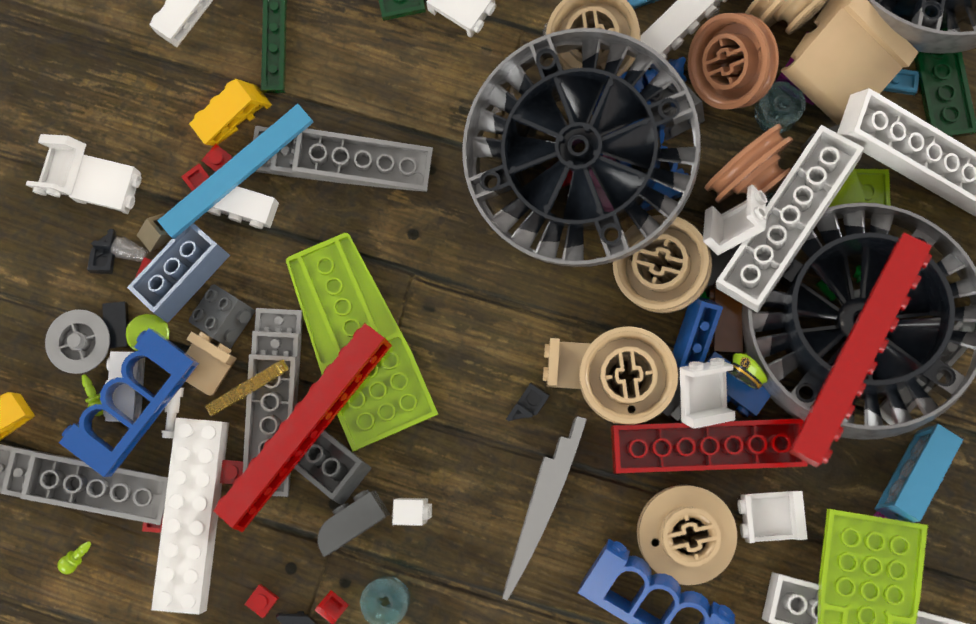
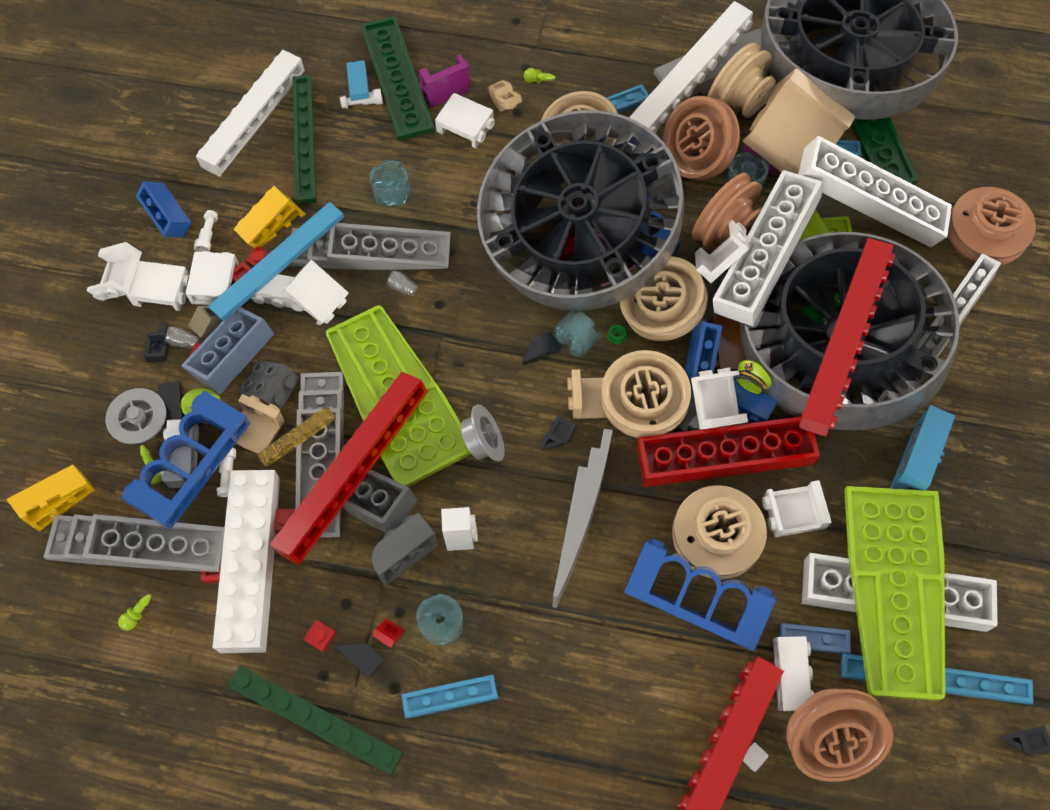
camera: 10 degrees left, 15 degrees down
(111, 89) = (163, 209): none -> blue brick
(155, 134) = (203, 242): none -> white piece
(162, 178) = (210, 276): none -> white panel
(276, 214) = (316, 292): none -> white panel
(371, 91) = (390, 183): none -> clear light blue brick
(373, 206) = (401, 283): none -> clear cone
(447, 403) = (482, 435): none -> light grey wheel
(520, 299) = (541, 346): none -> black slope
(562, 290) = (577, 332): none -> clear light blue brick
(606, 286) = (617, 329): none -> green plate

